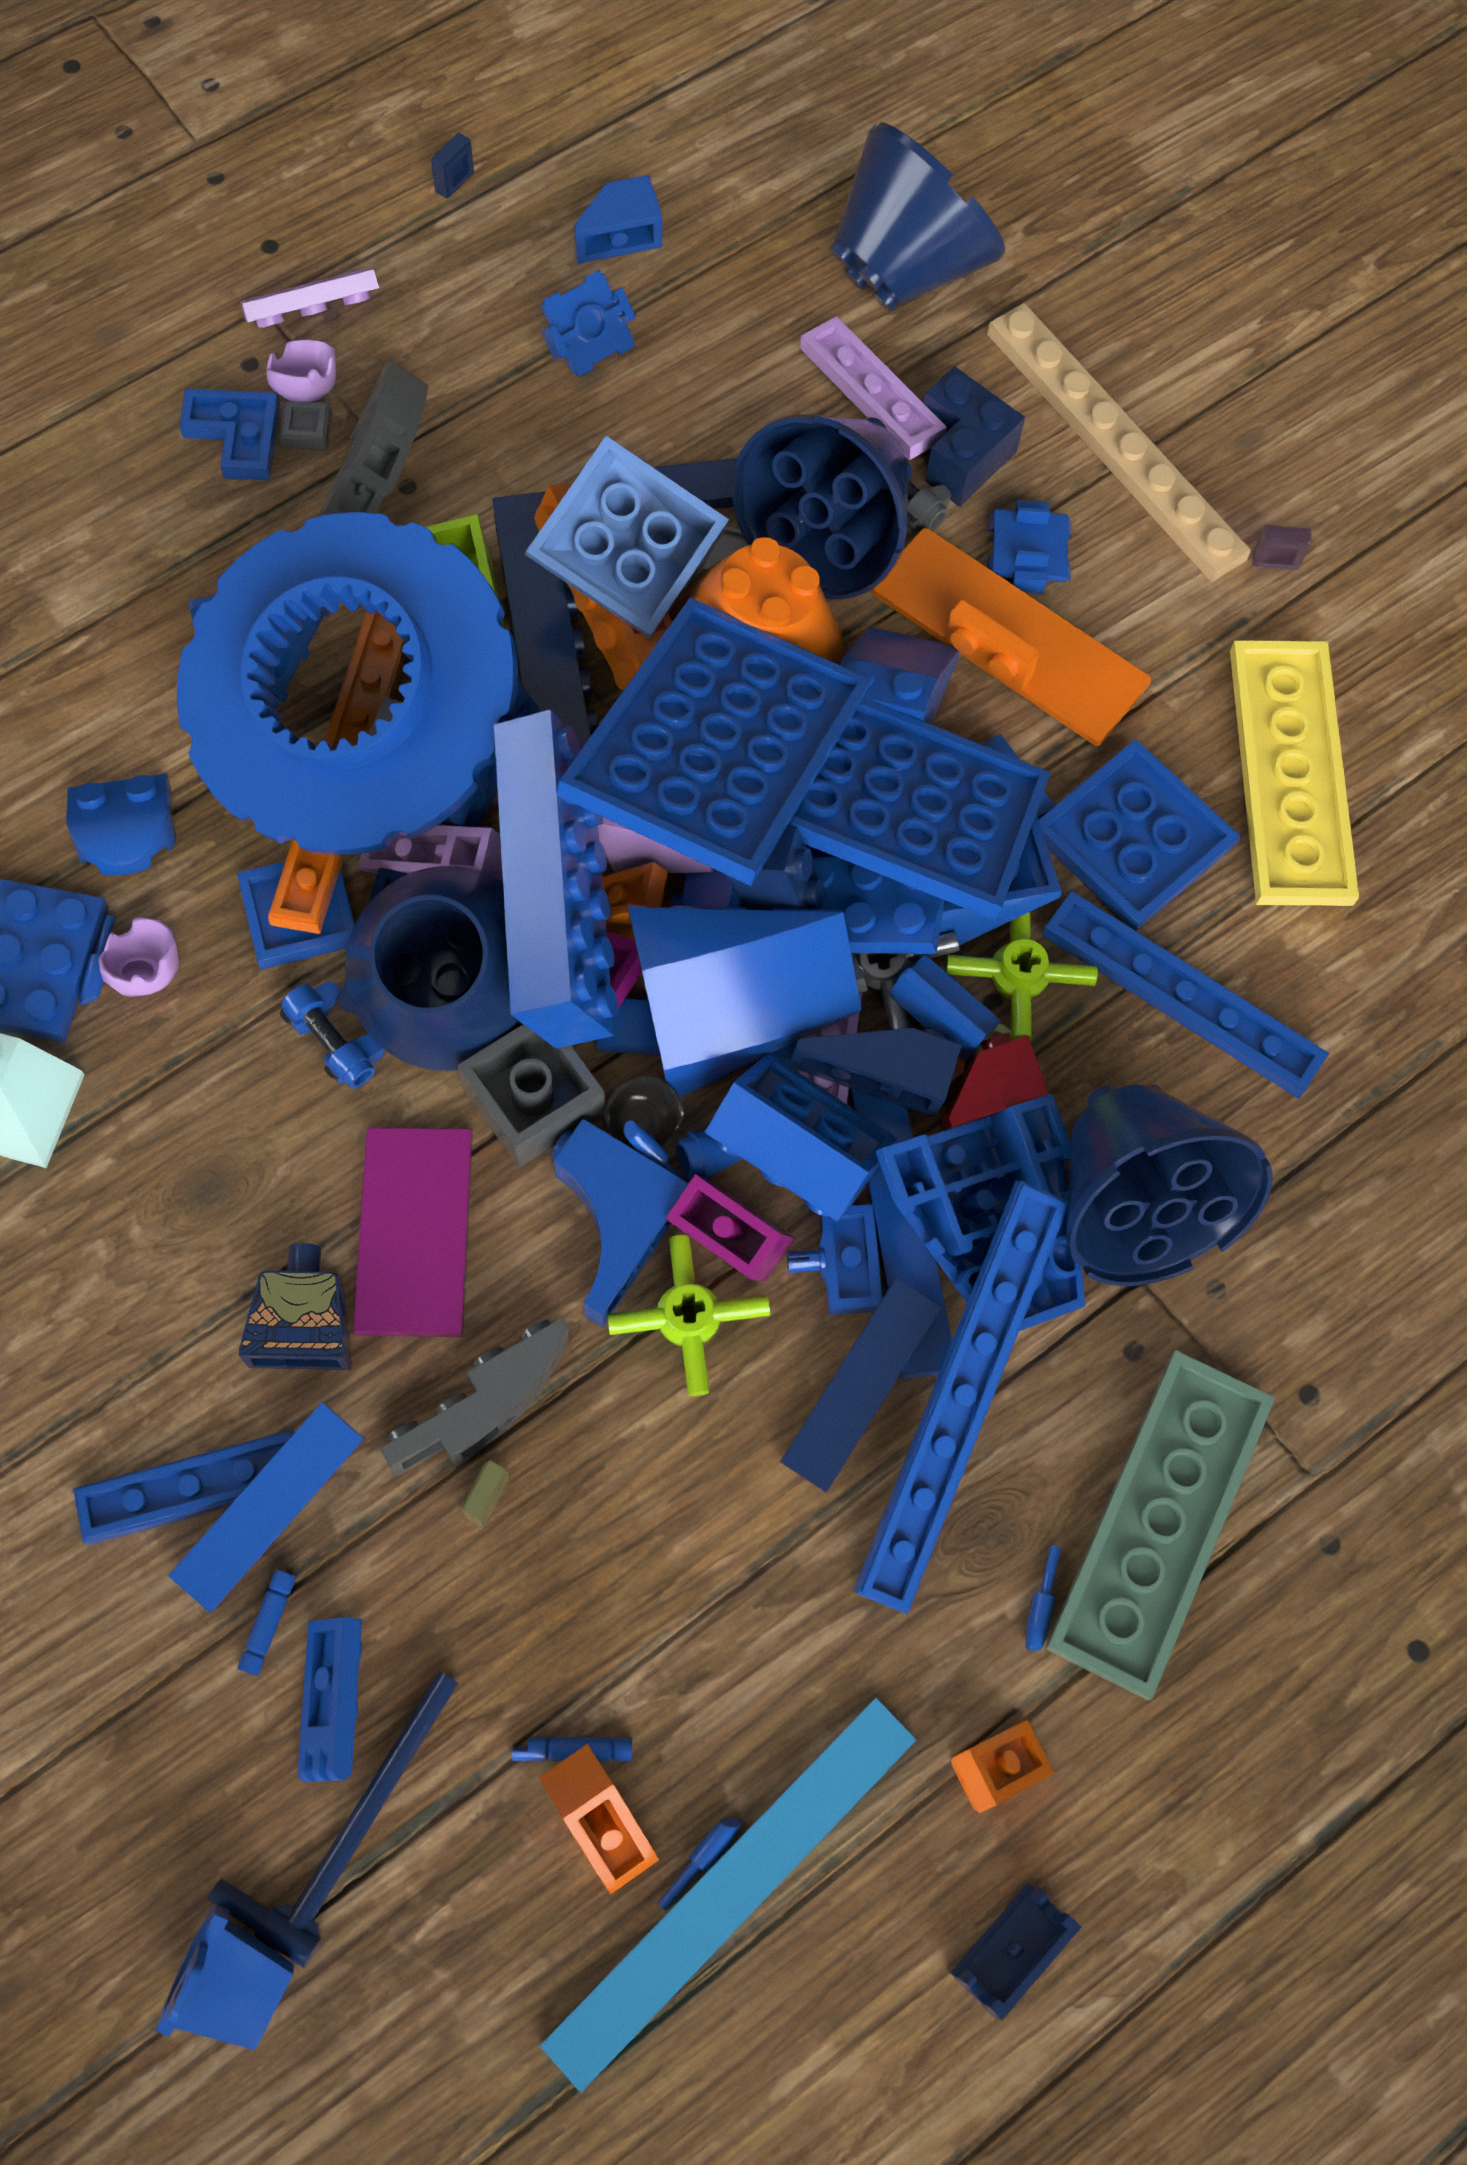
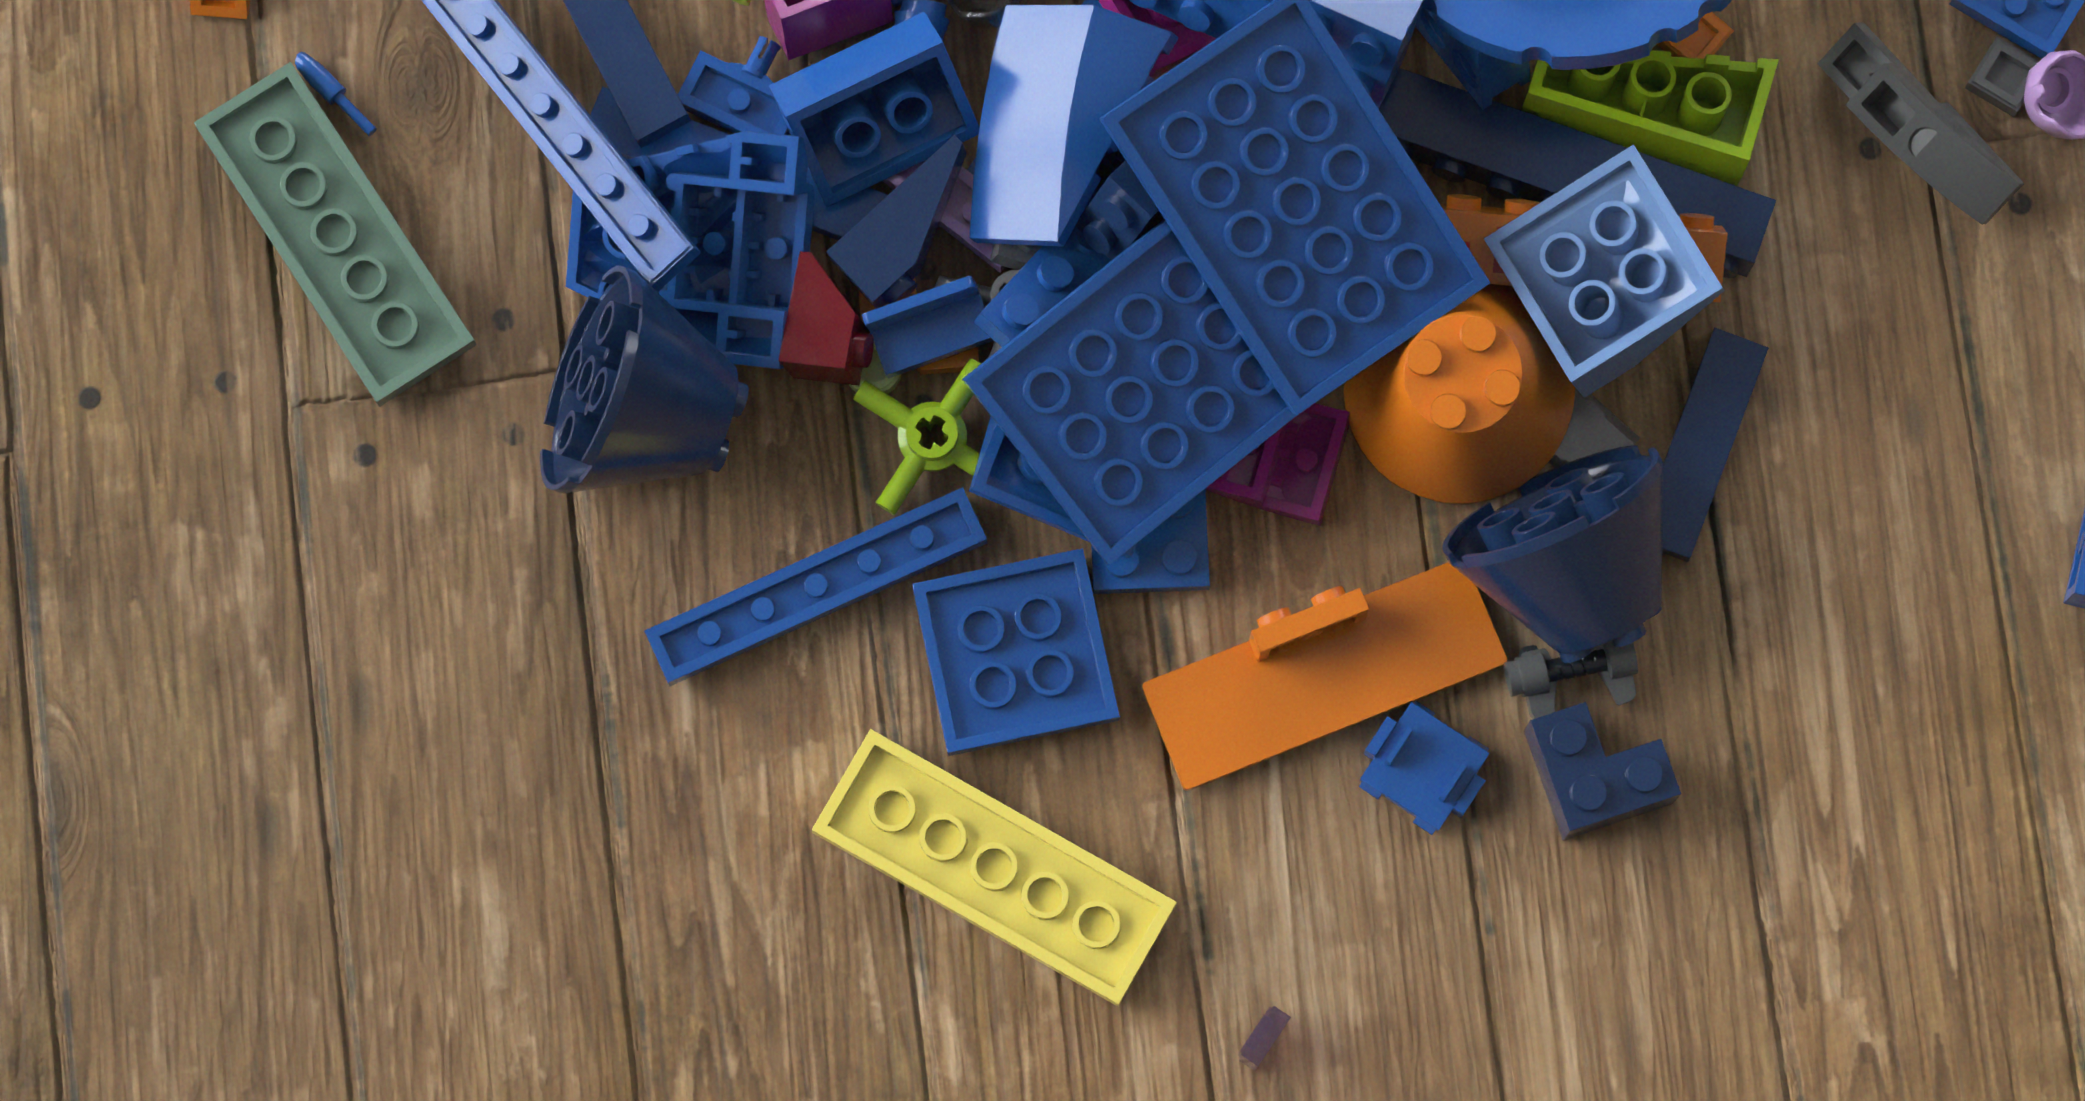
camera: 125 degrees right, 10 degrees up
(587, 323) = (1972, 438): blue piece -> none
(872, 386) = (1720, 708): lavender plate -> none
(903, 671) = (1325, 497): blue slope -> none
(907, 225) = (1902, 862): dark blue cone -> none
(1119, 442) = (1513, 956): tan plate -> none

